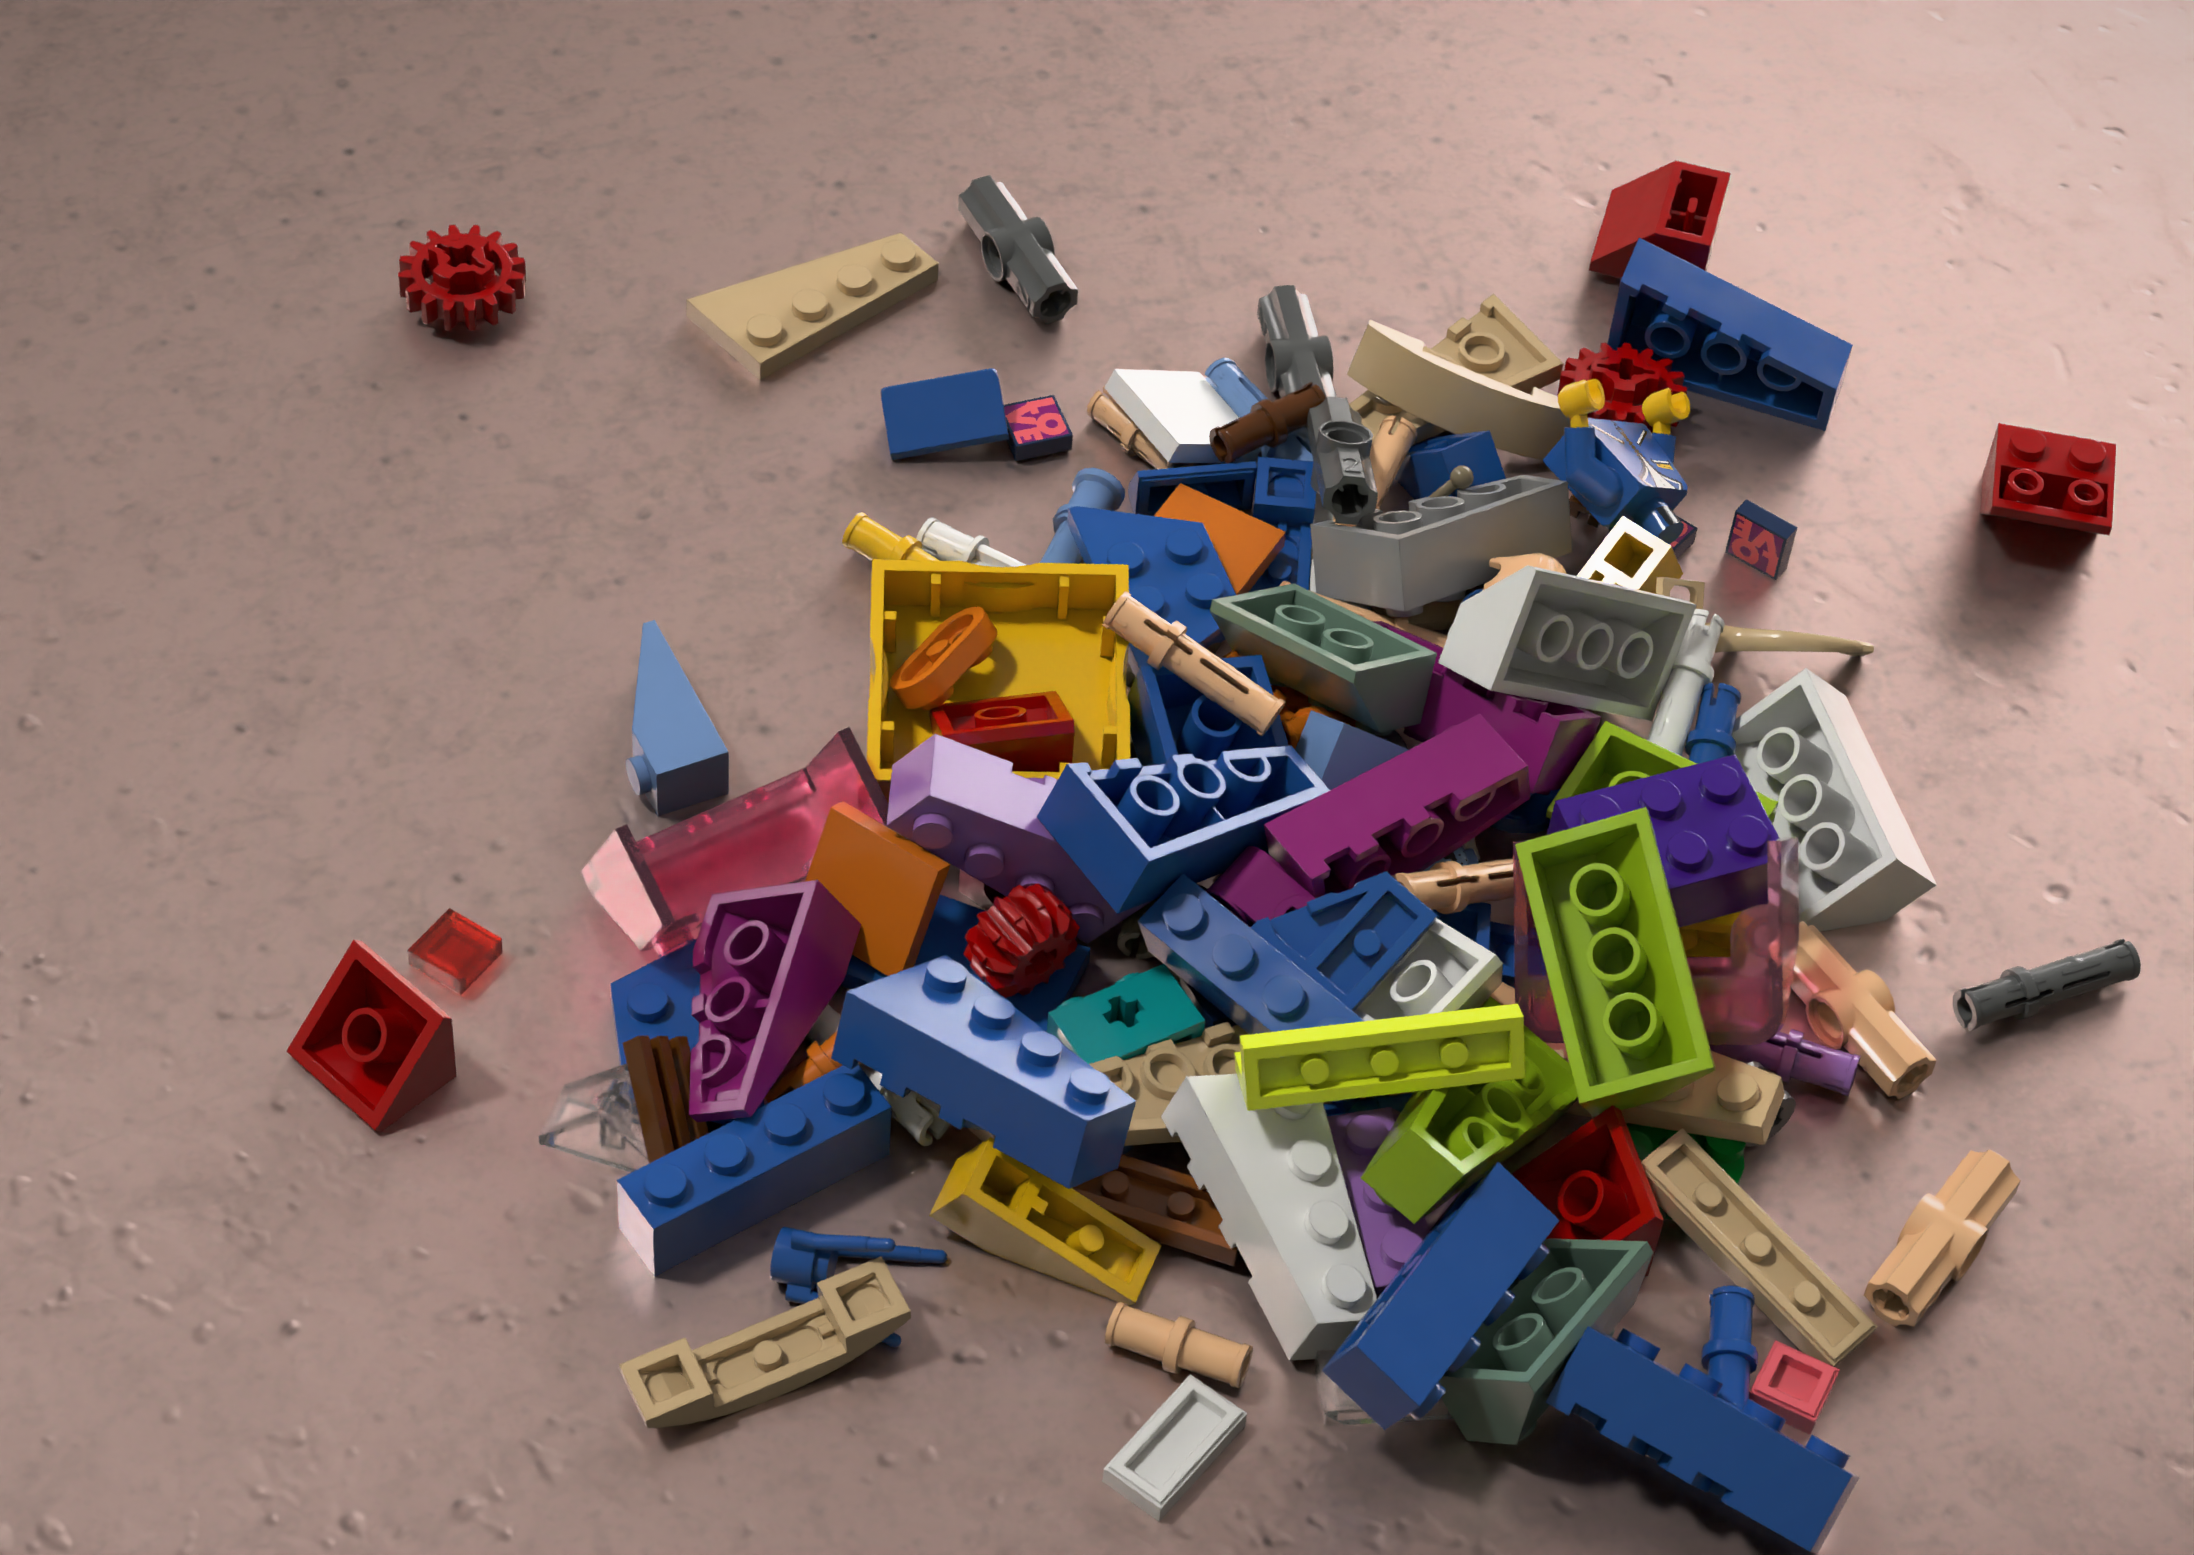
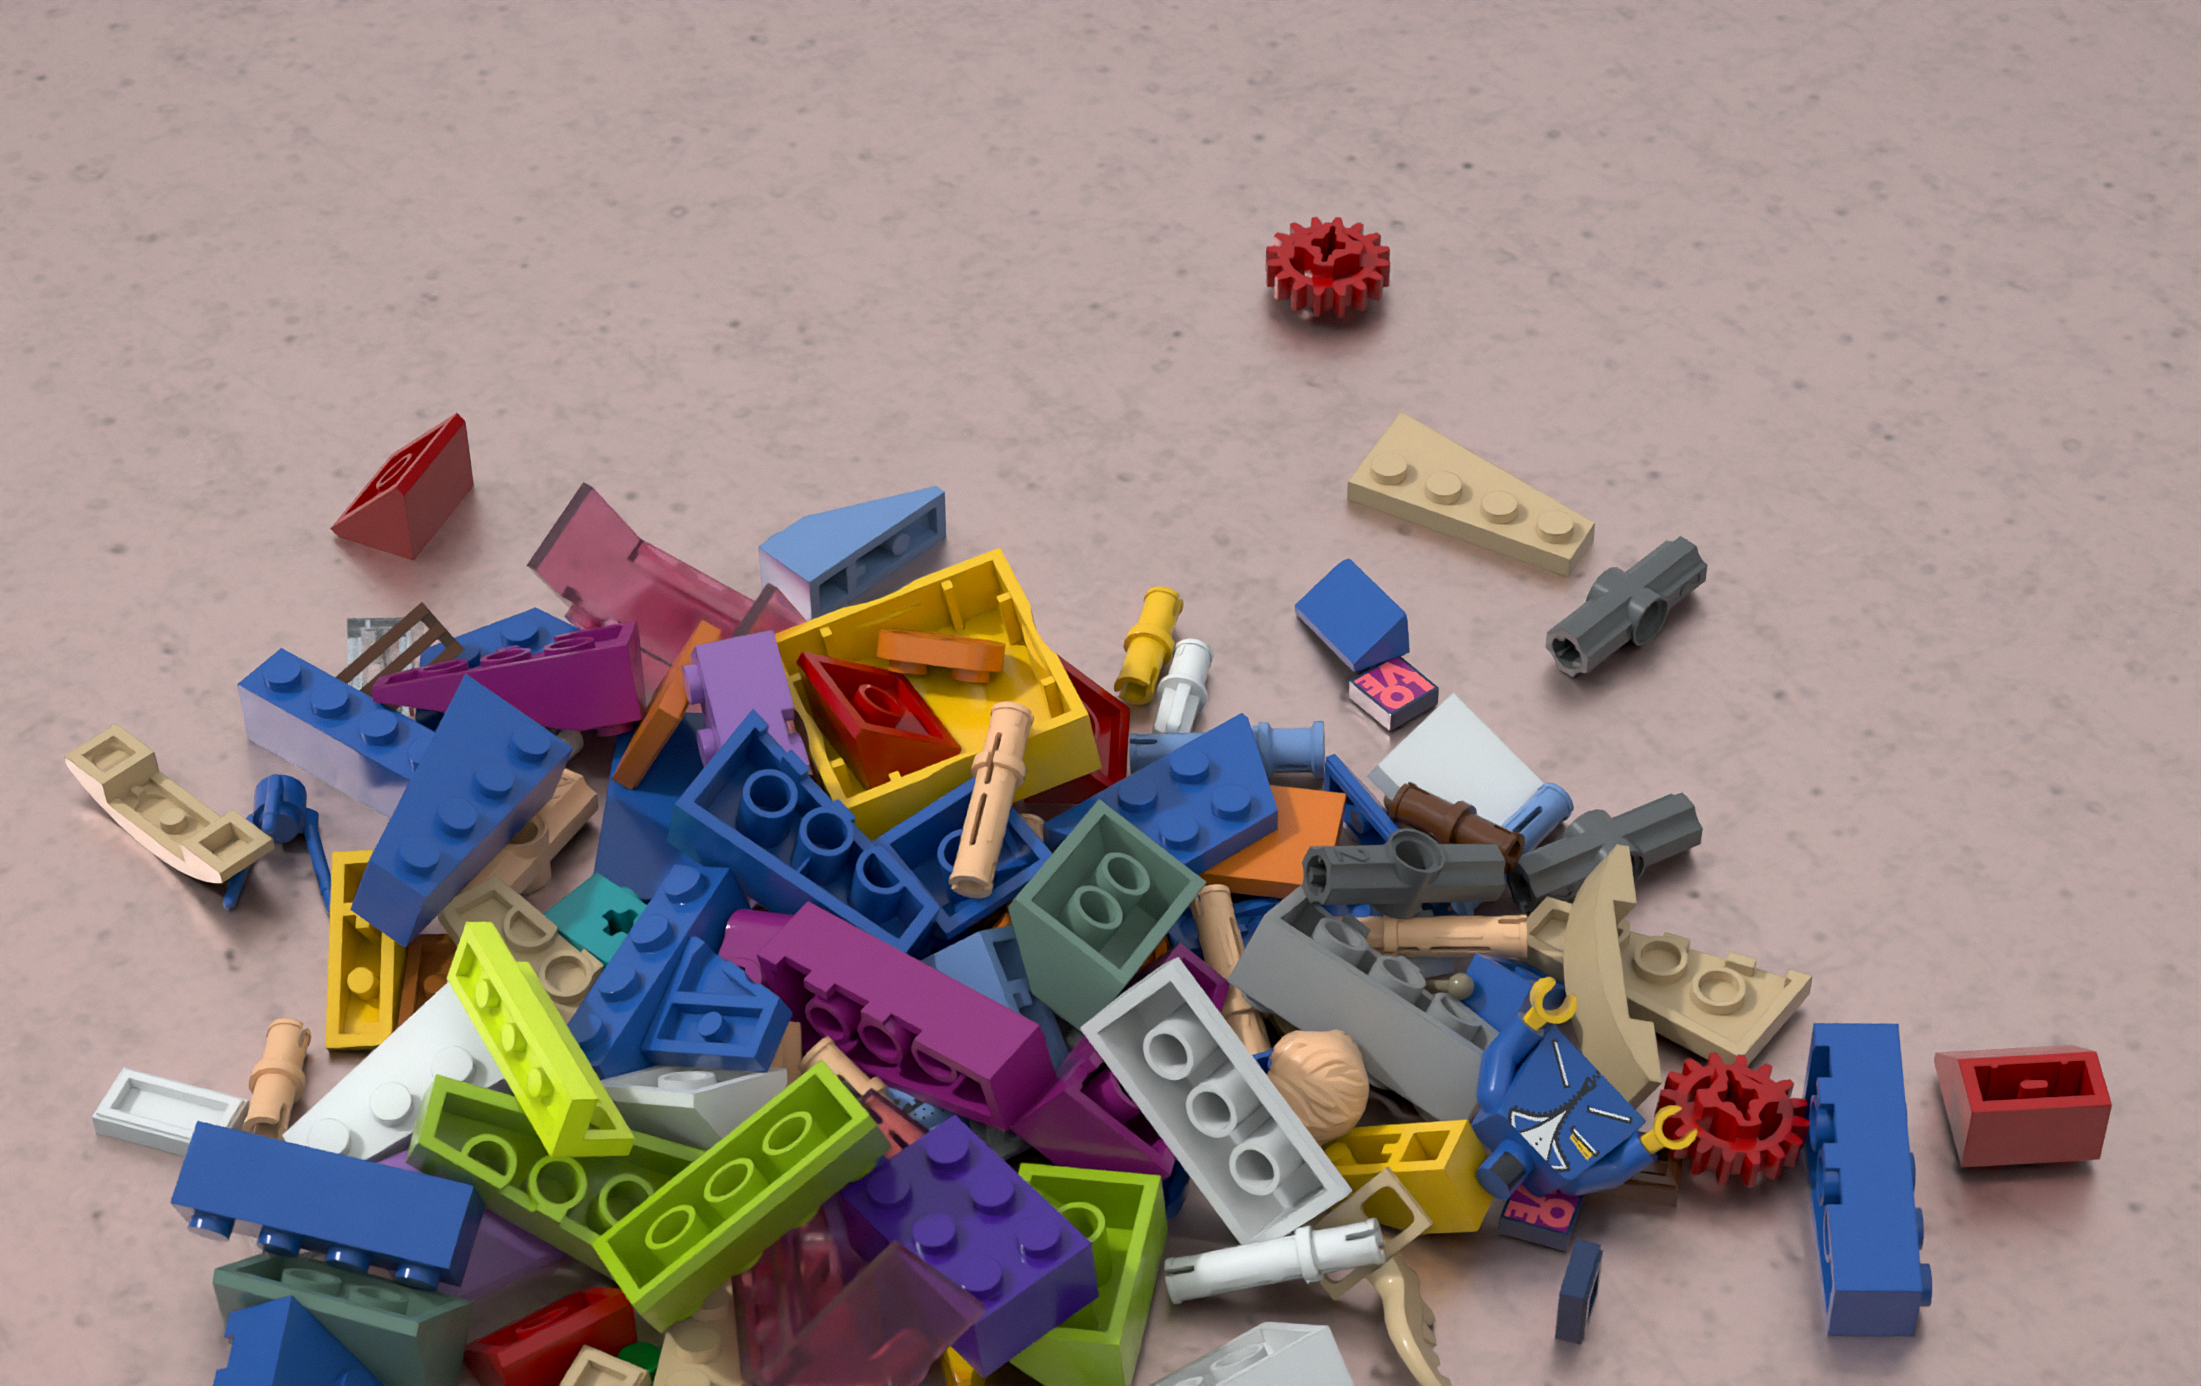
camera: 75 degrees right, 5 degrees down
(455, 951) = (533, 510): clear red tile -> none
(1021, 940) = (642, 817): red gear -> none
(1714, 724) = (1231, 1310): blue pin -> none

